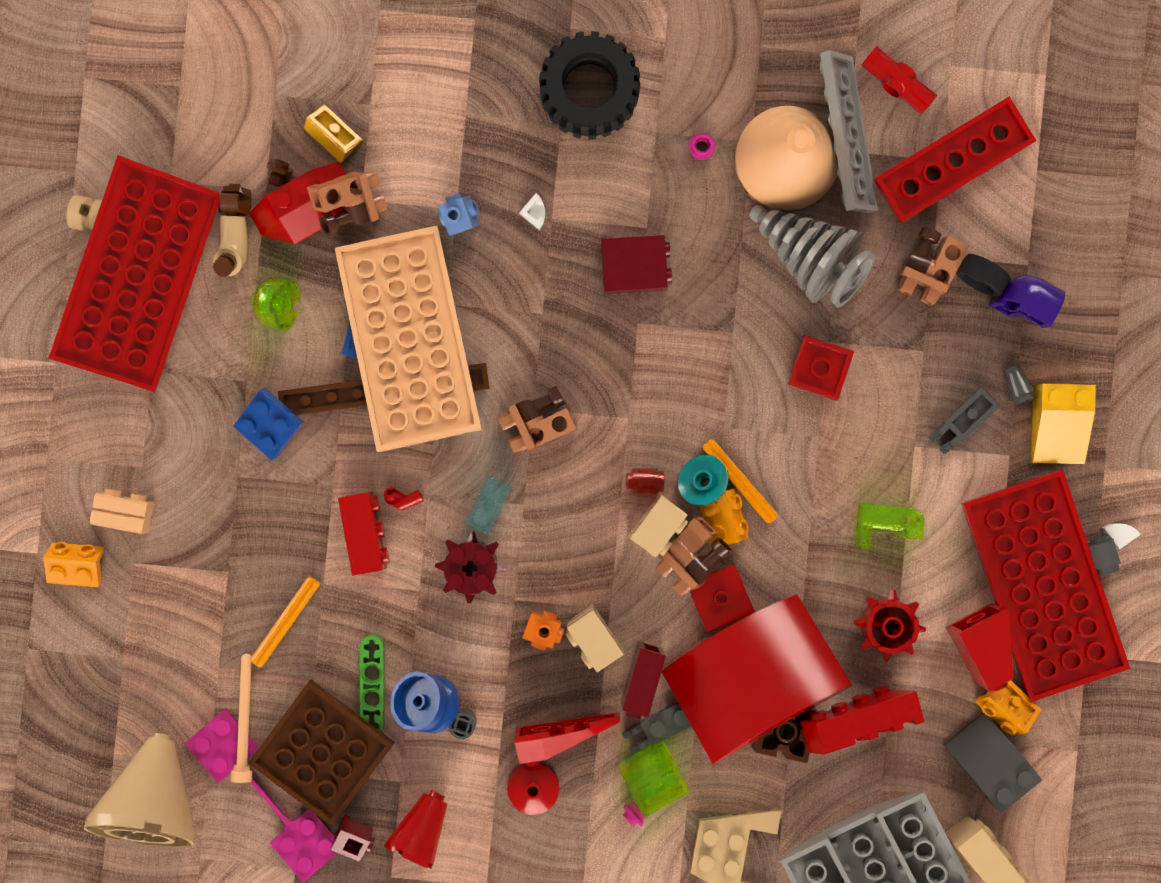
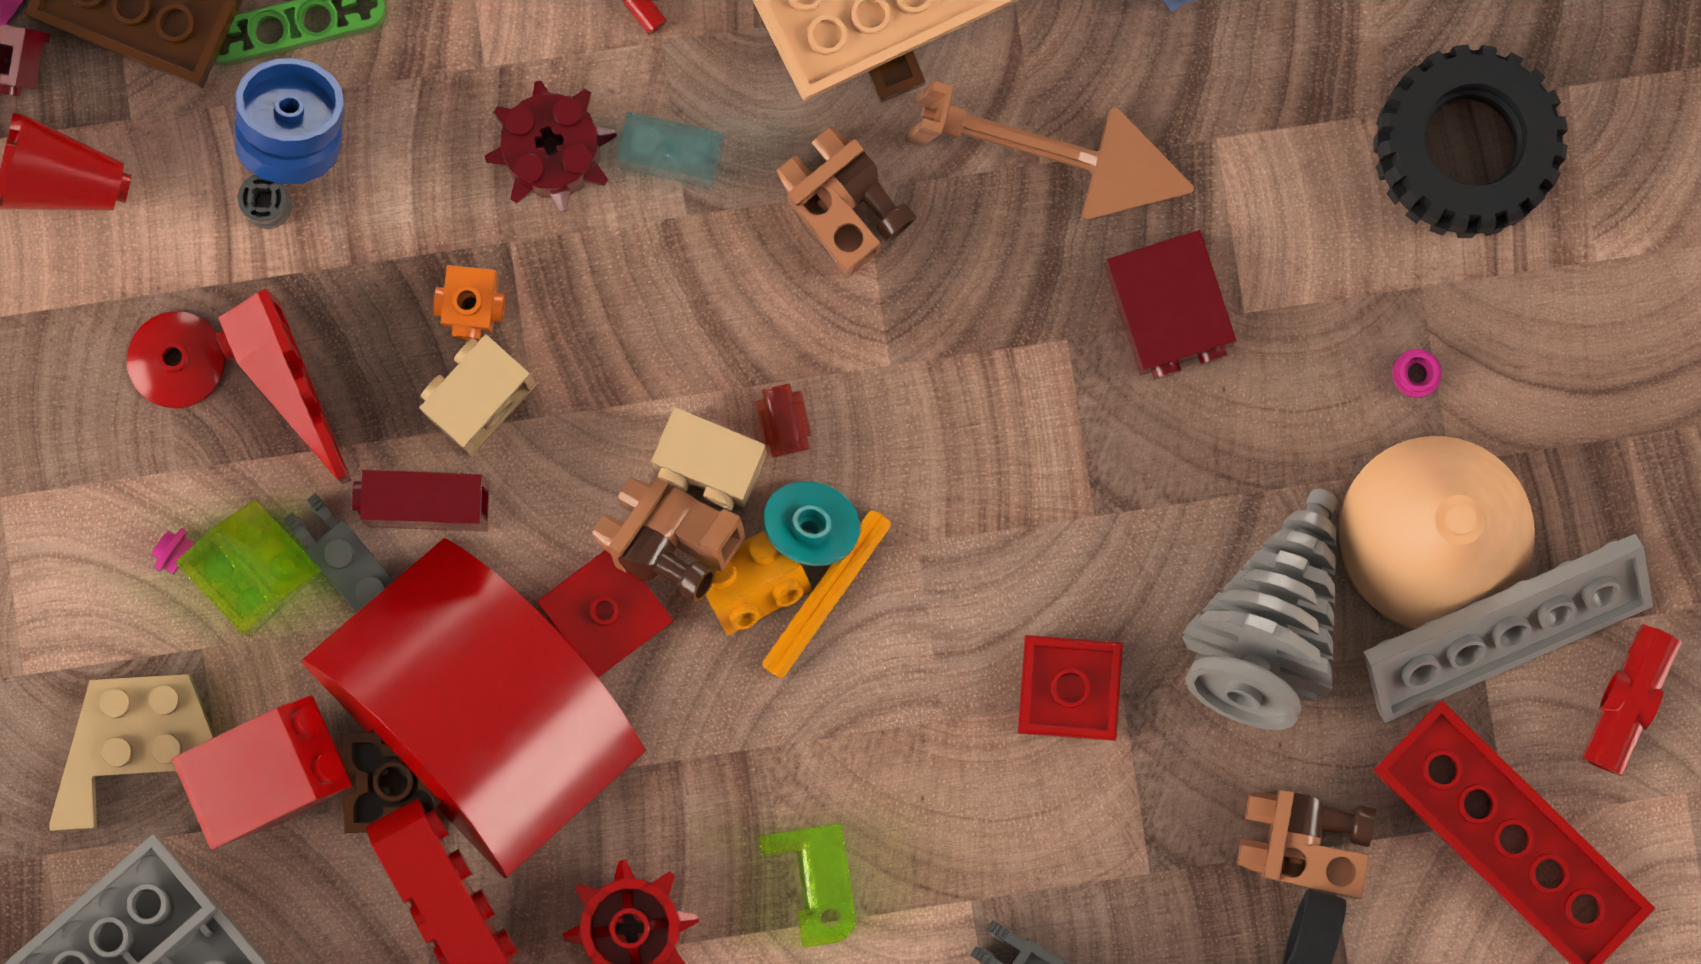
camera: 75 degrees right, 5 degrees down
(534, 212) = (1220, 104): white tile -> none
(558, 271) = (1124, 170): none -> nougat piece
(765, 799) = (262, 772): none -> slope

